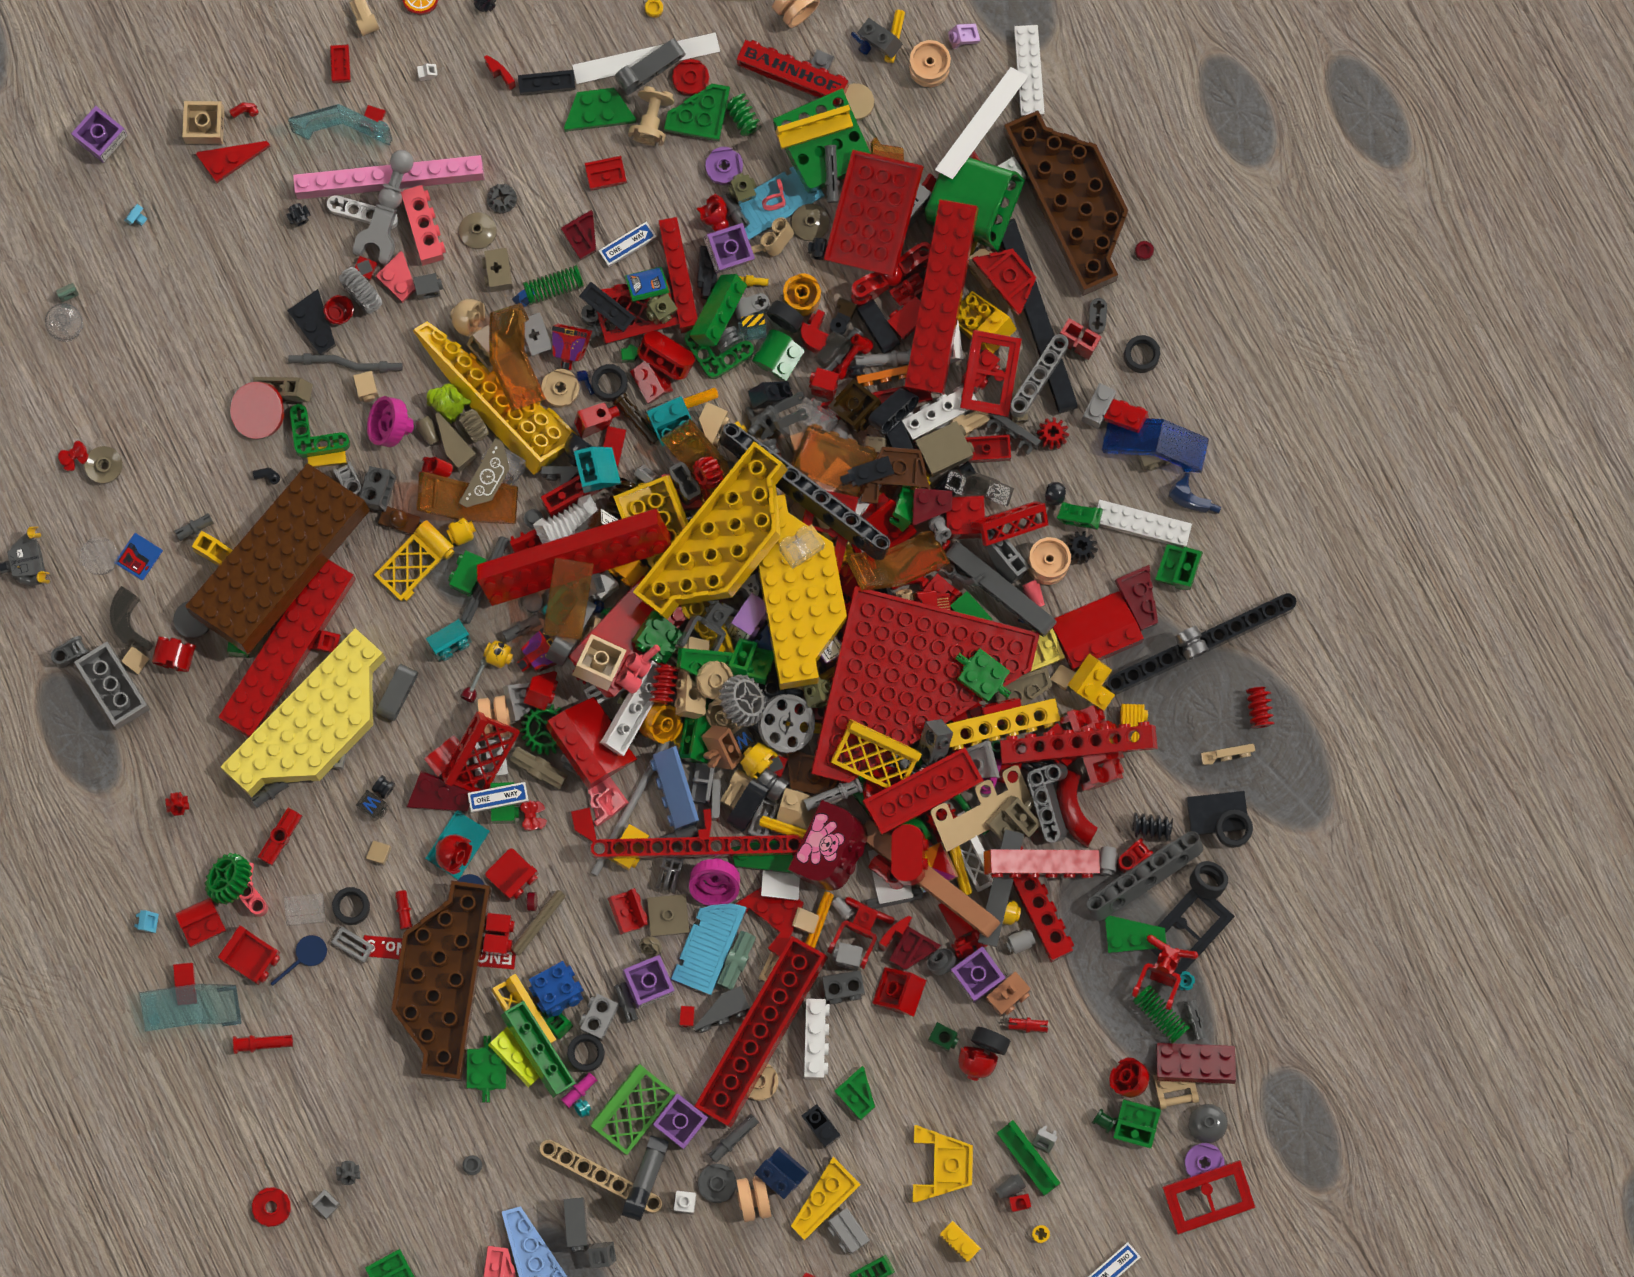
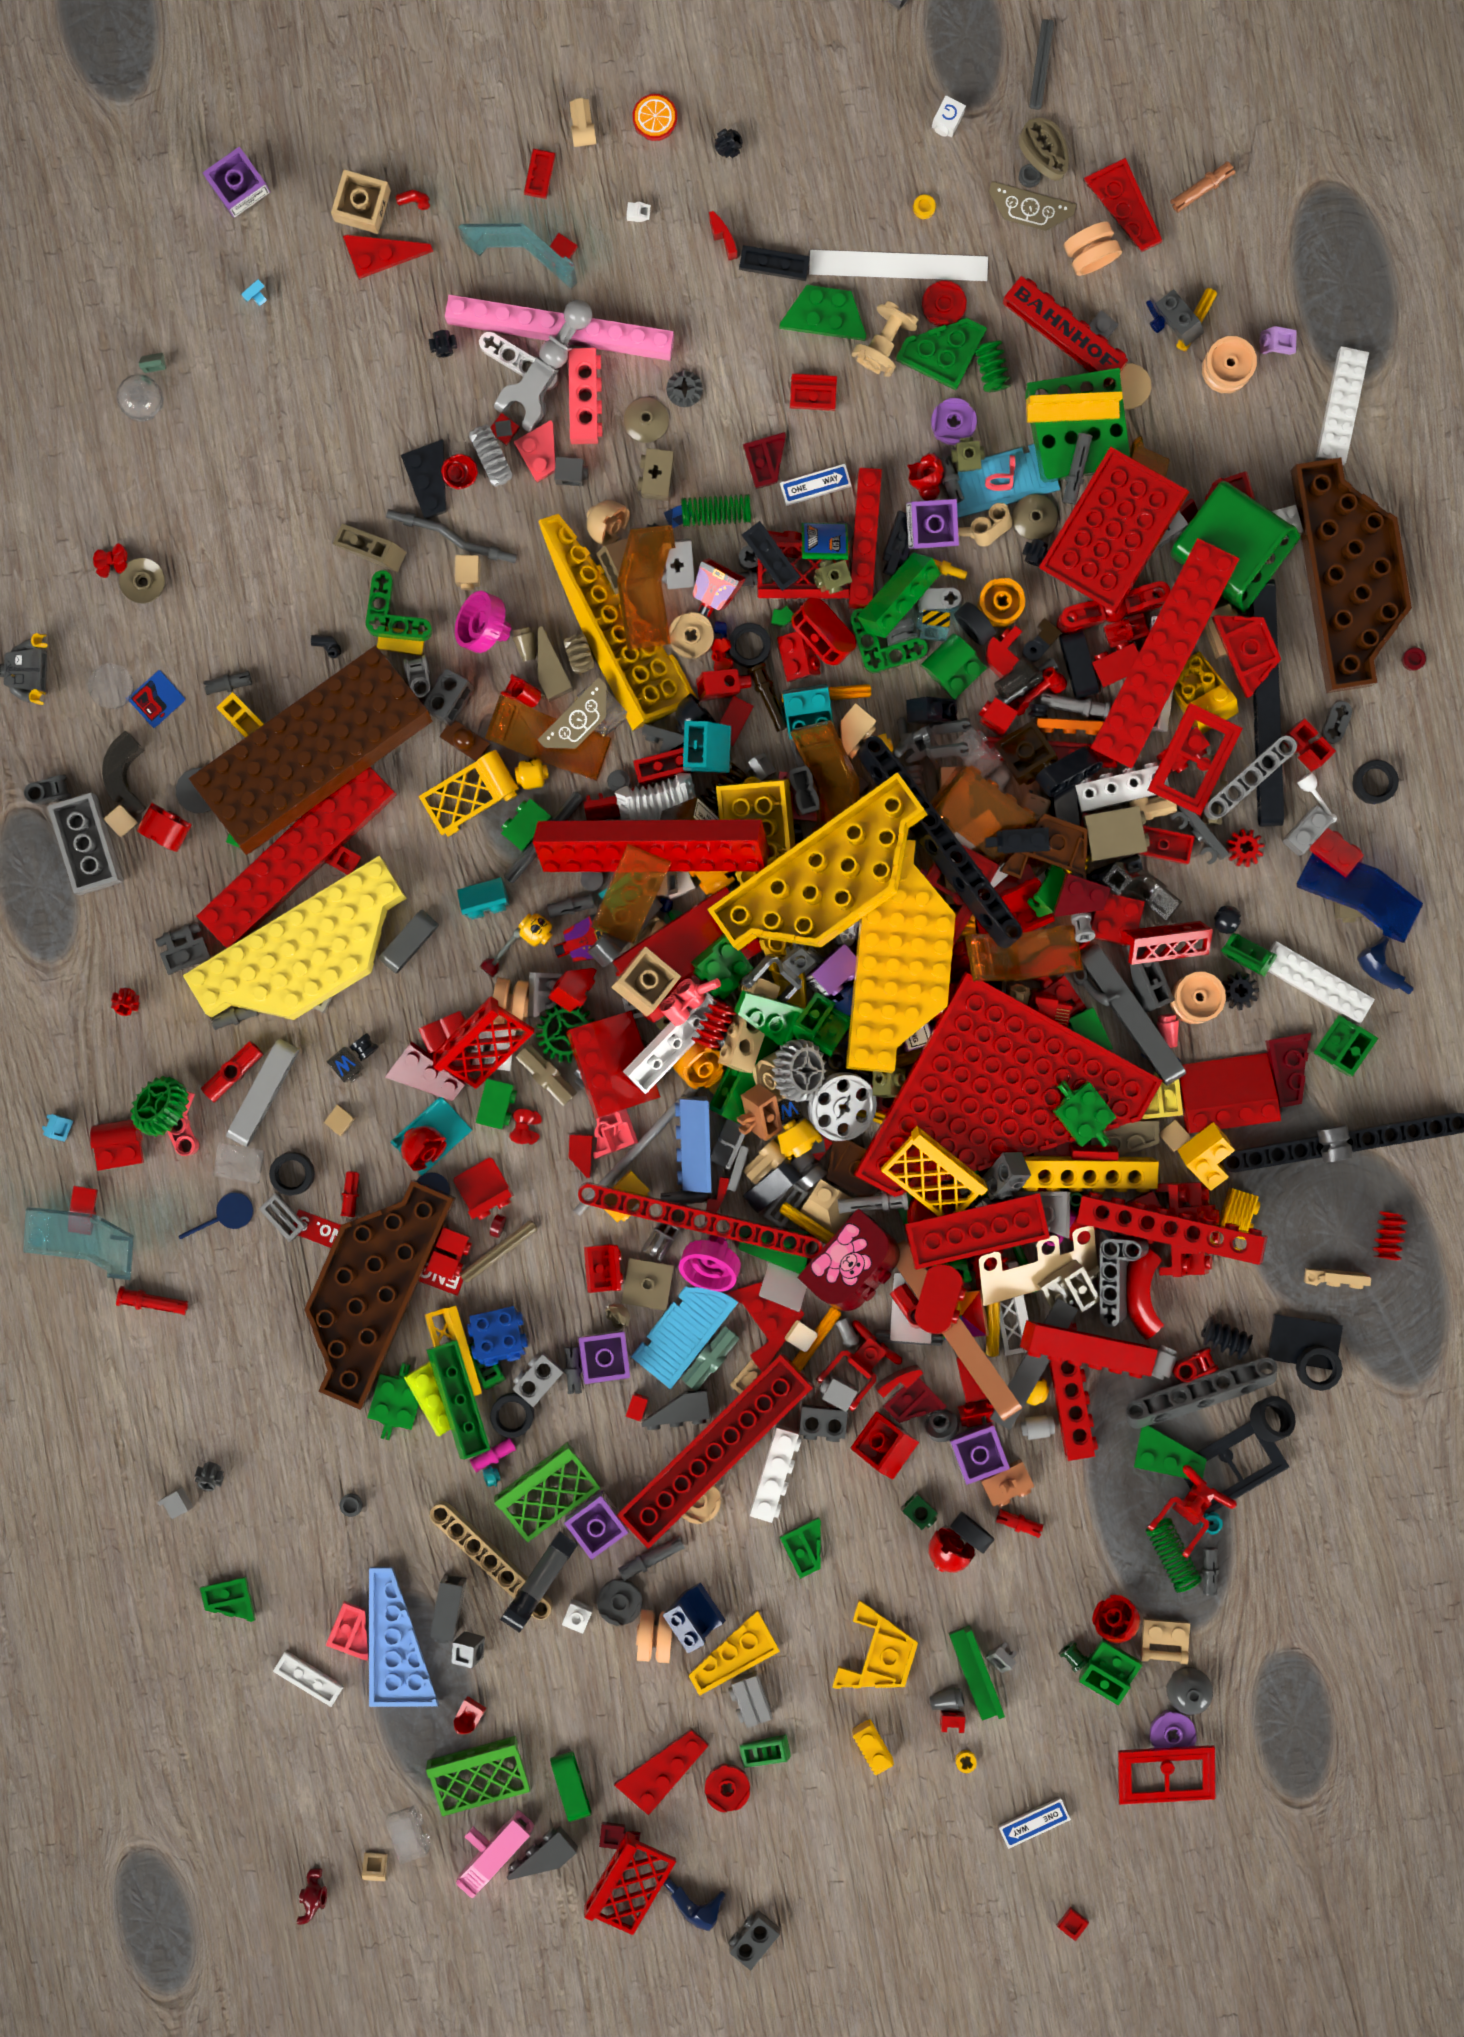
camera: 20 degrees right, 10 degrees up
(215, 754) = (185, 955): none -> dark grey plate
(249, 955) = (163, 1198): red panel -> none
(257, 410) = (334, 565): tile -> none
(271, 1195) = (126, 1481): red tile -> none
(309, 847) = (262, 1092): none -> light grey beam
(447, 401) = (556, 616): lime hair -> none
(498, 797) = (490, 1098): tile -> none
(586, 396) = (719, 648): none -> red piece
(649, 67) = (904, 276): dark grey beam -> none
(708, 472) = (833, 788): red gear -> none
(711, 677) = (772, 1033): tan tile -> none
(801, 546) = (918, 910): clear brick -> none
(821, 1126) = (753, 1575): black slope -> none
(981, 123) = (1270, 455): white sticker -> none
(1089, 369) = (1309, 783): none -> white hinge
(1196, 1063) = (1196, 1621): dark red plate -> none

